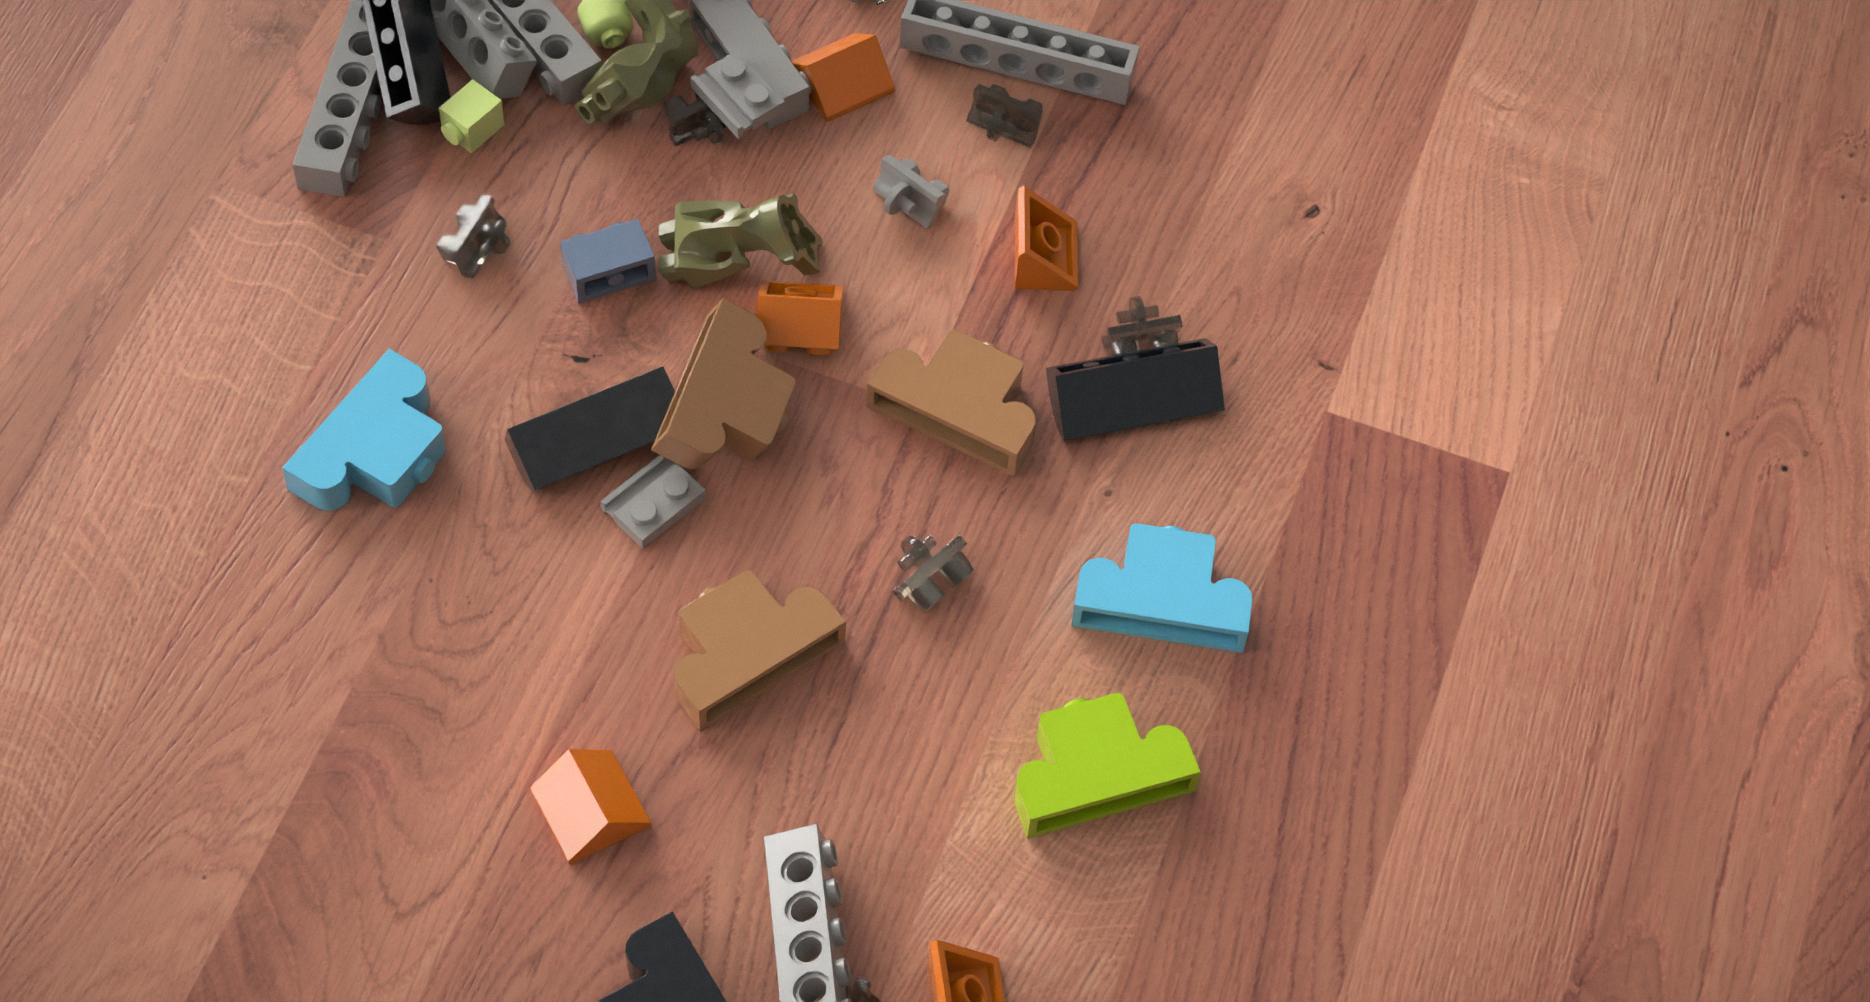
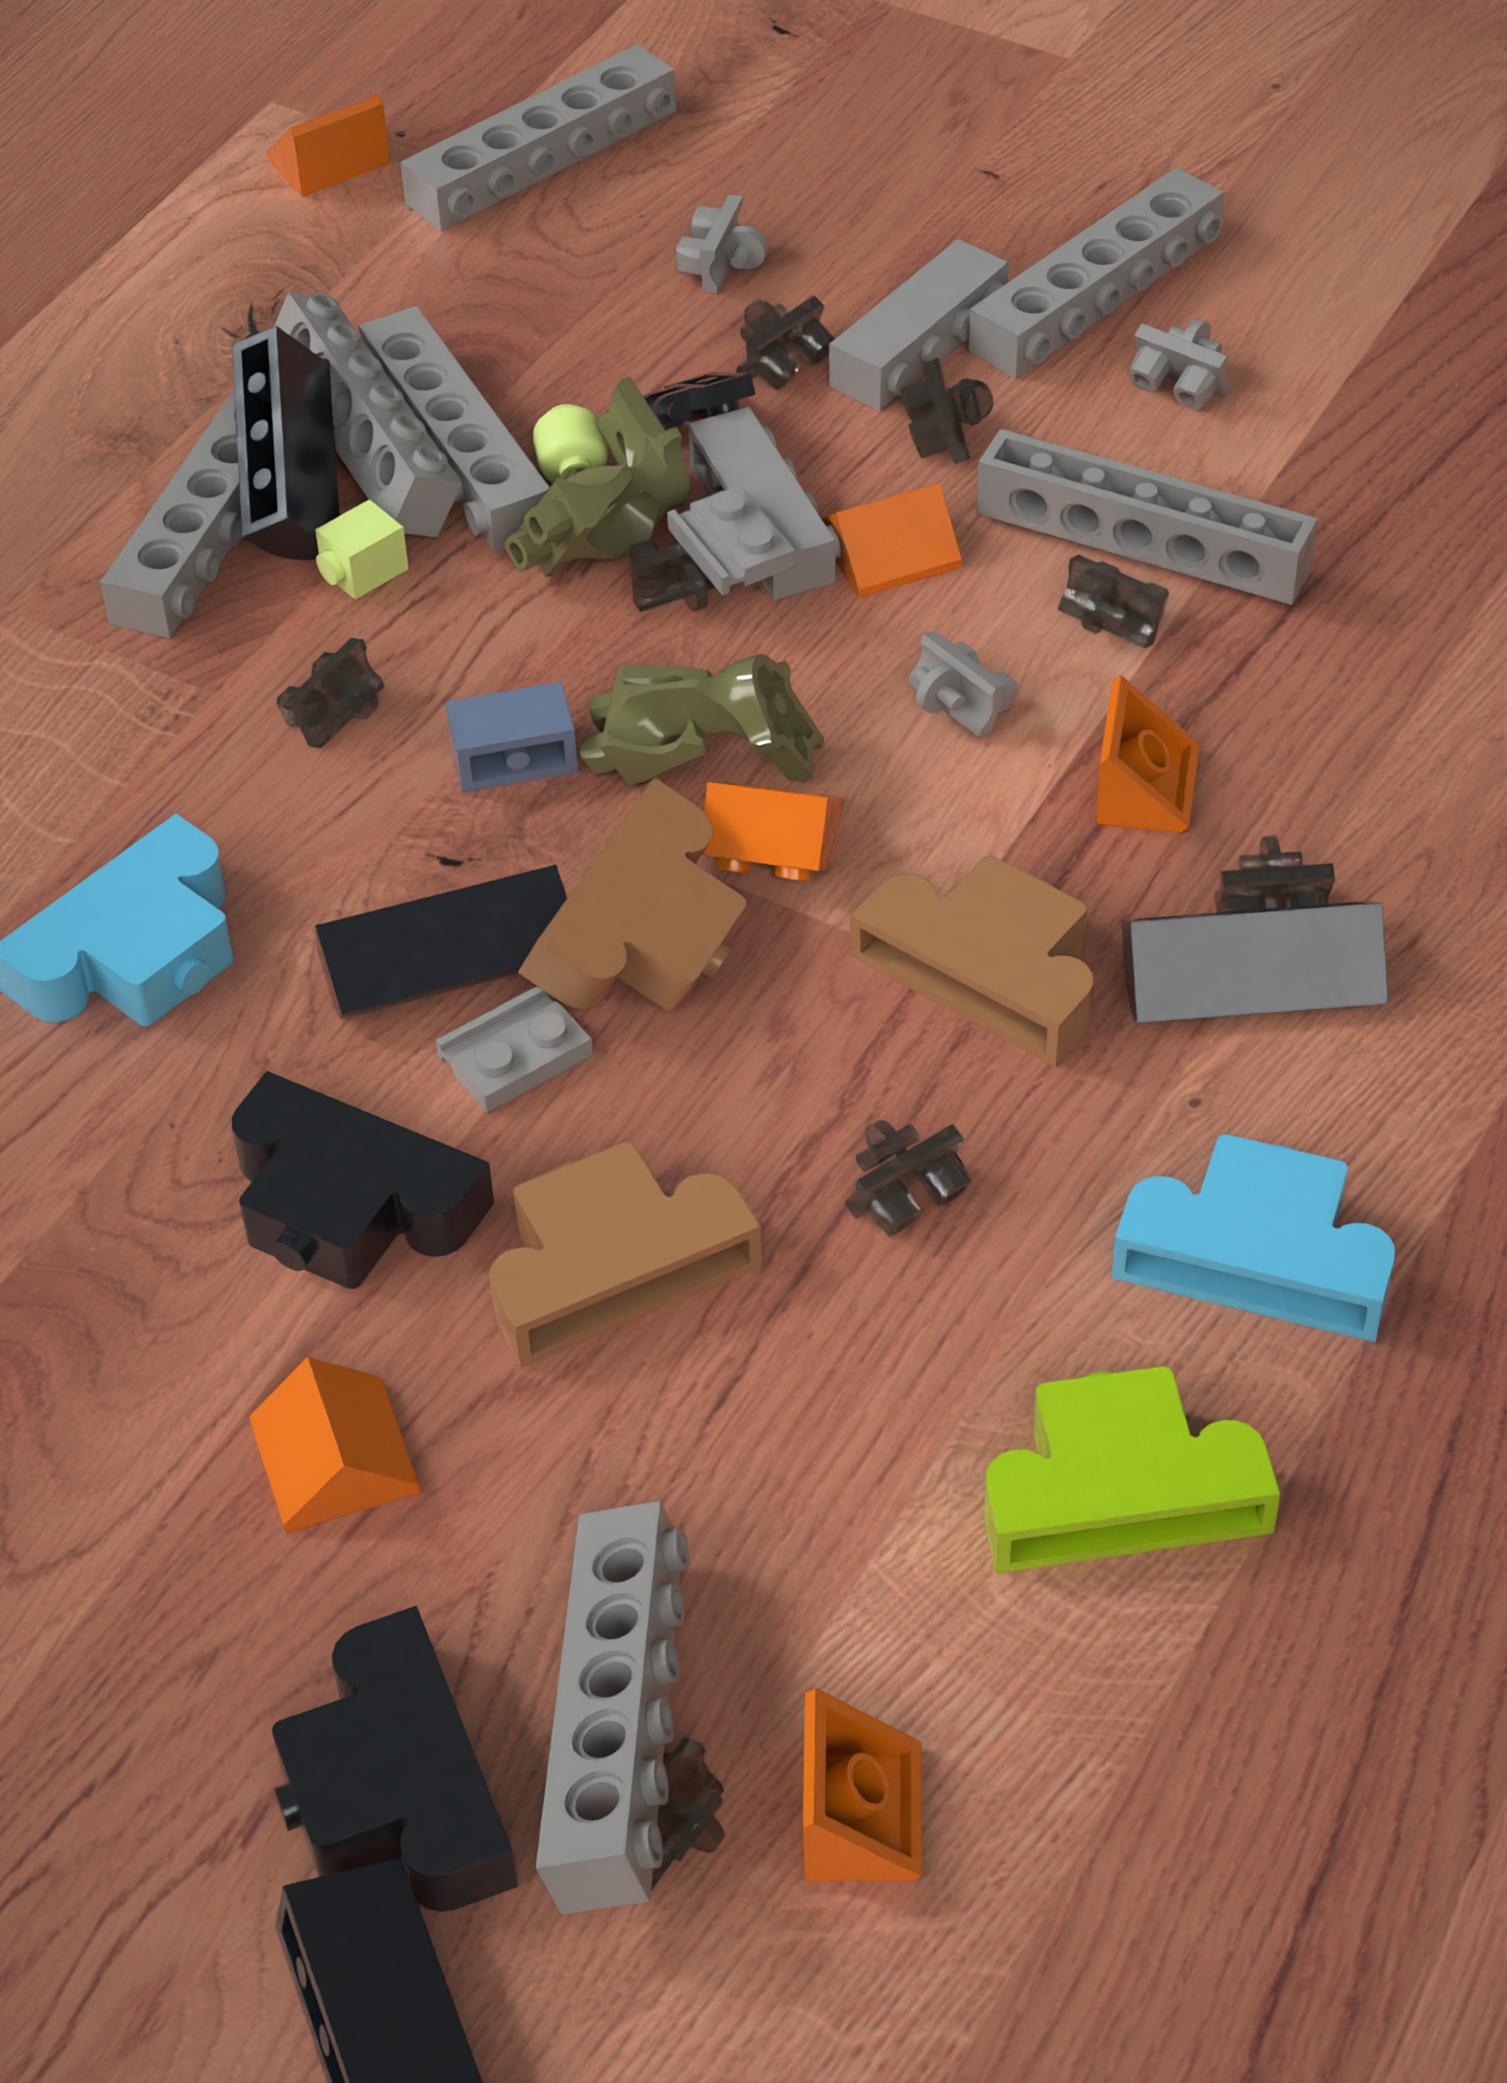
camera: 15 degrees right, 10 degrees down
(562, 614) = (344, 1183): none -> black brick

